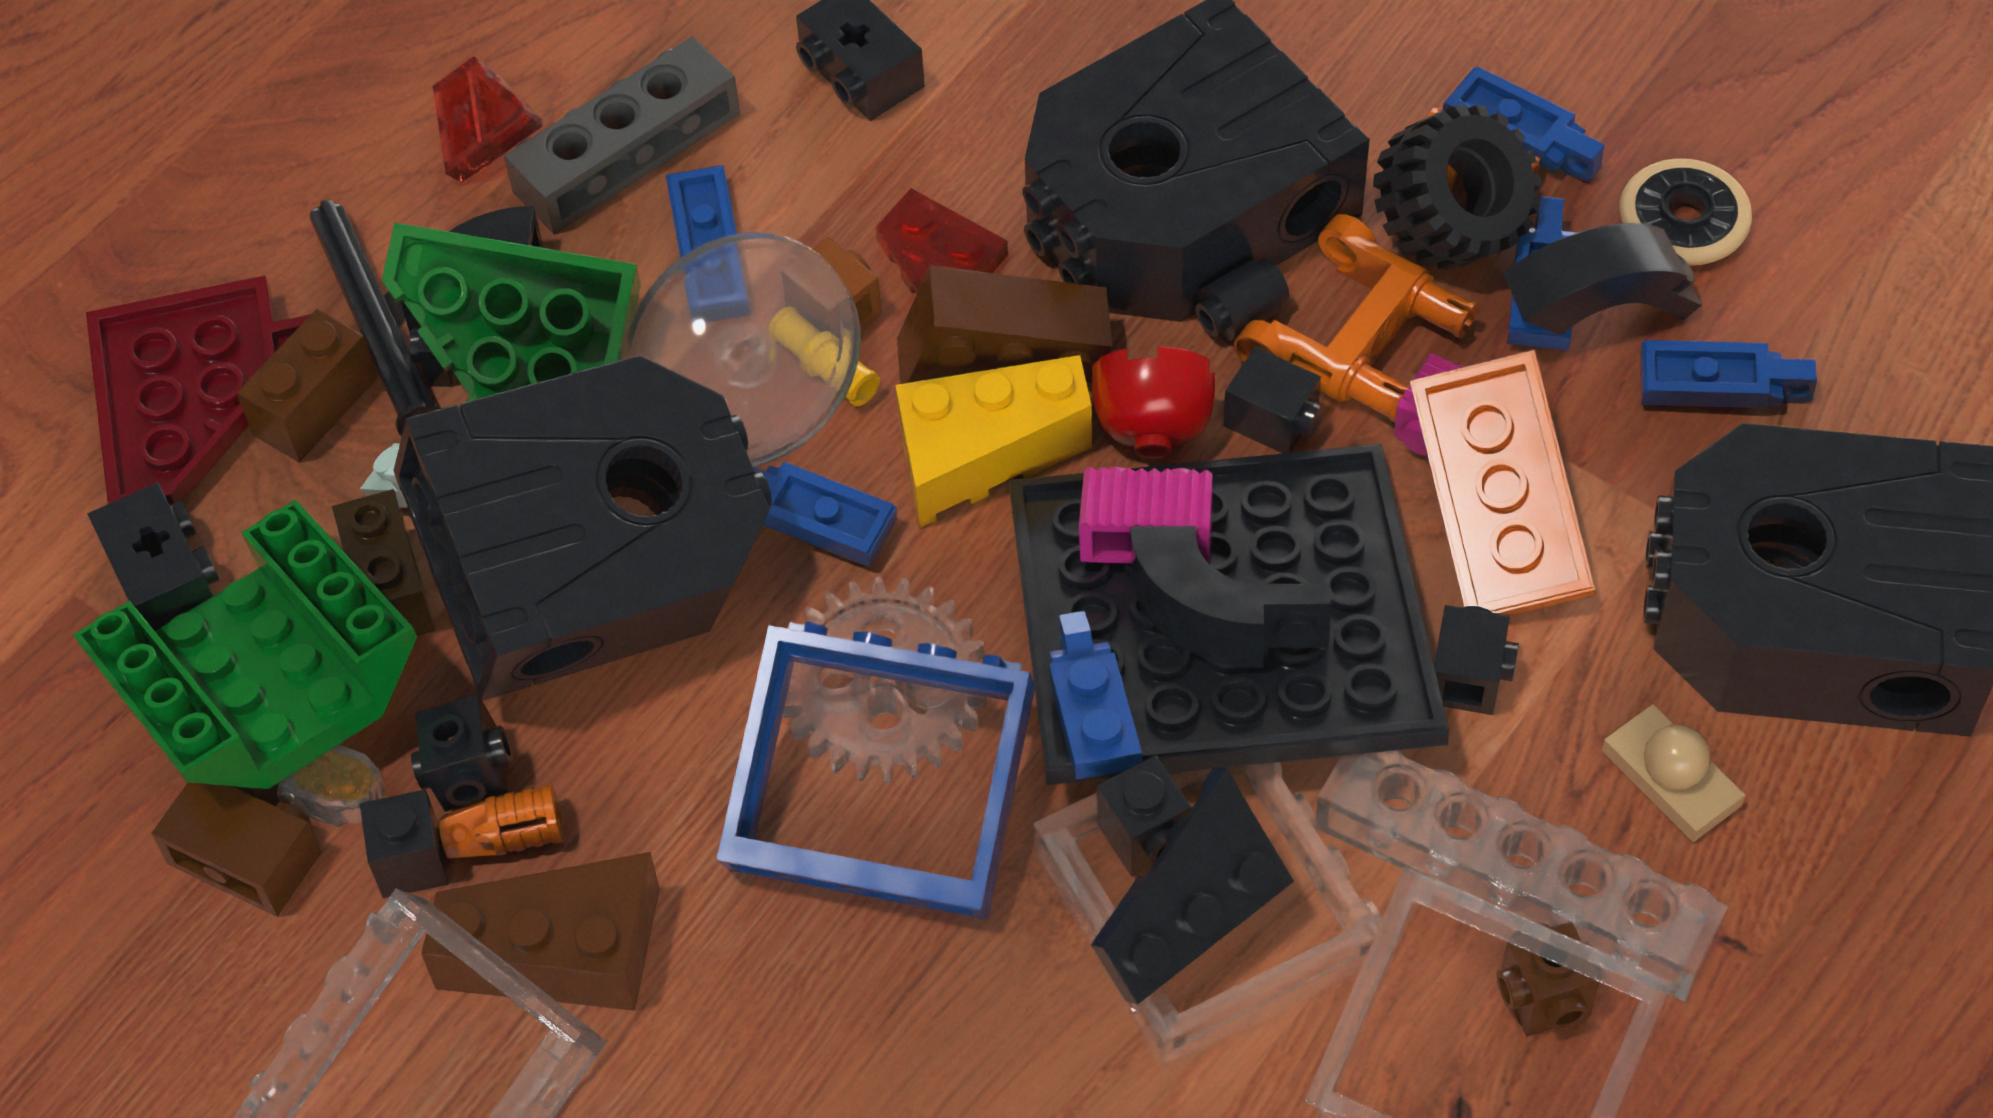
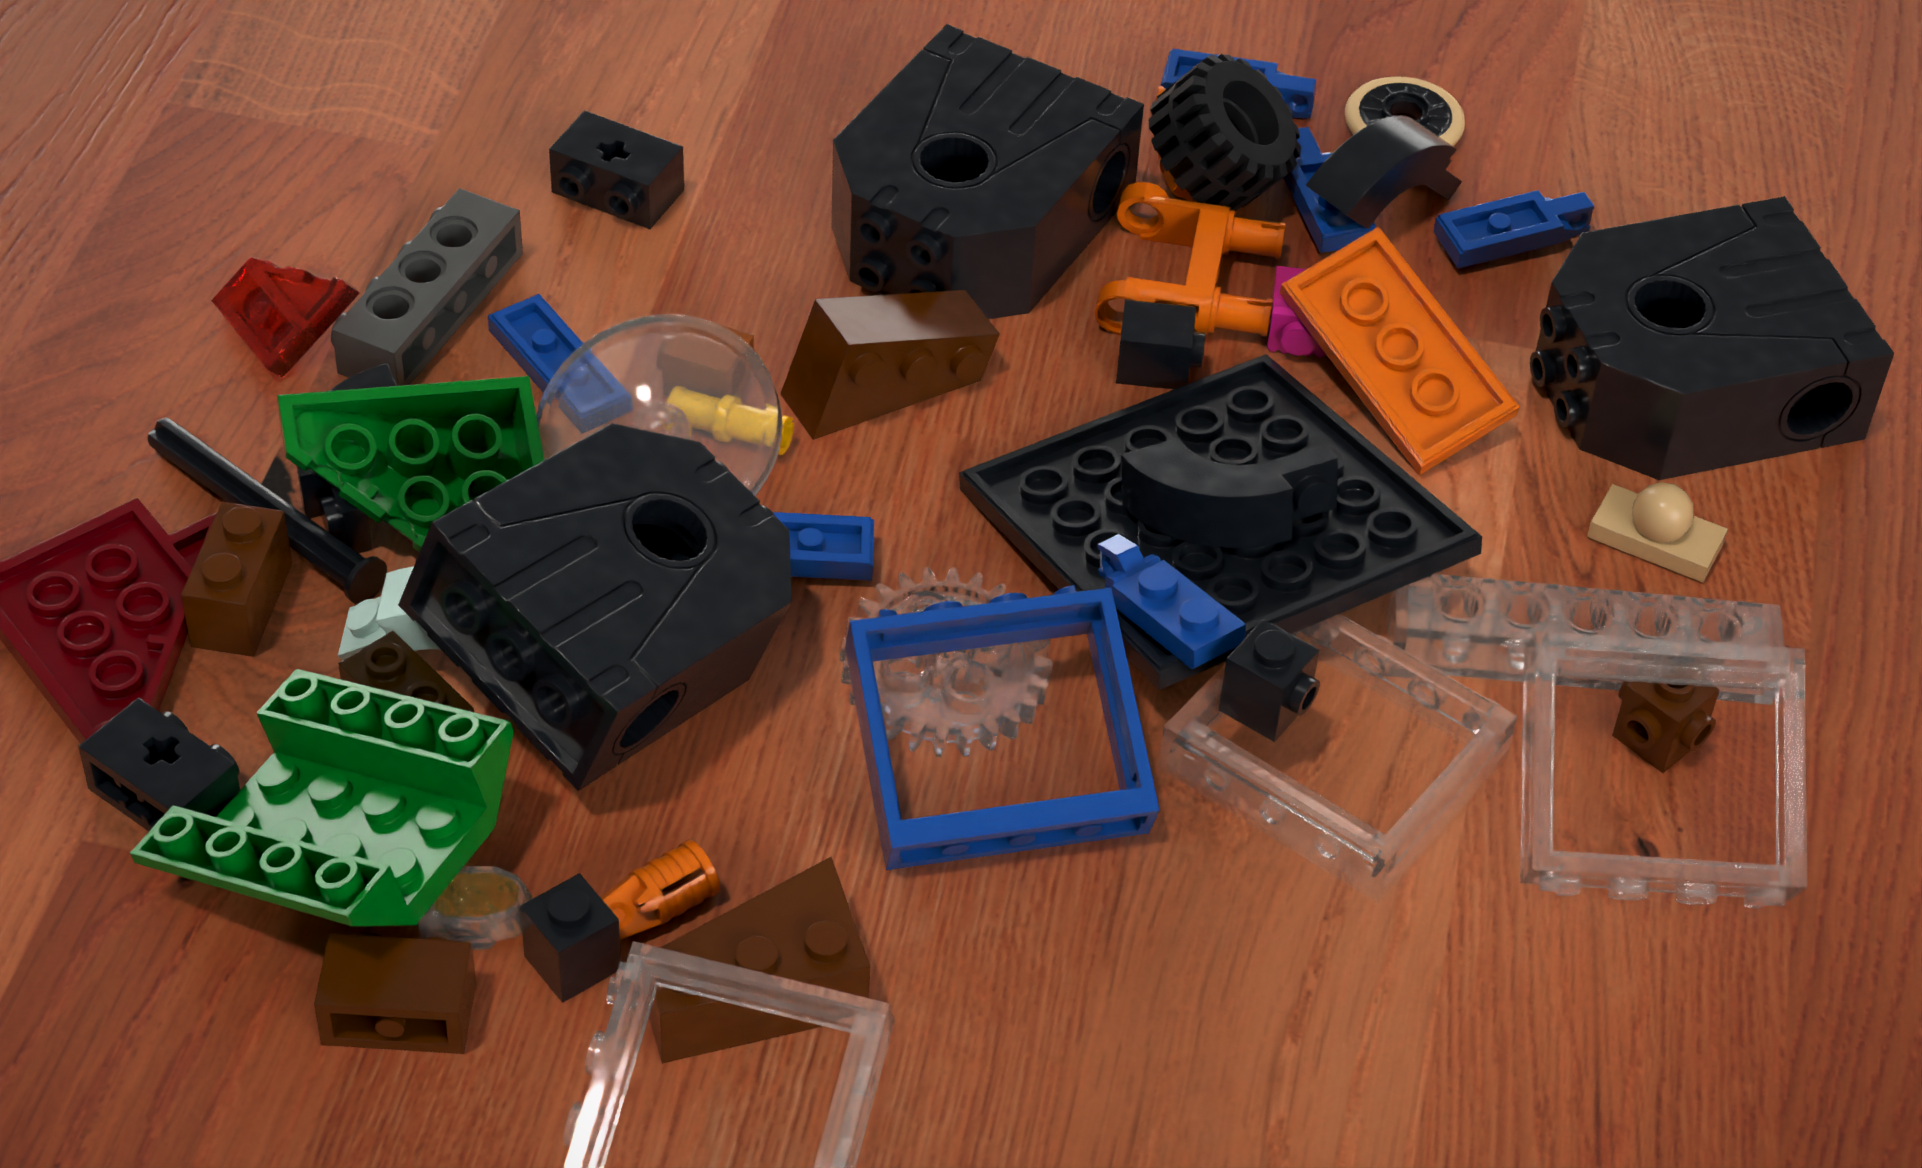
camera: 30 degrees left, 10 degrees down
(468, 764) = (595, 847): black brick -> none
(927, 233) = (770, 306): clear red wing -> none
(990, 427) = (919, 433): yellow wedge -> none
(1124, 499) = (1087, 451): dark pink brick -> none
(1153, 400) = (1059, 365): red cylinder -> none
(1194, 894) = (1355, 724): black wing -> none
(1241, 296) = (1079, 273): black brick -> none
(1473, 658) = (1454, 479): black brick -> none

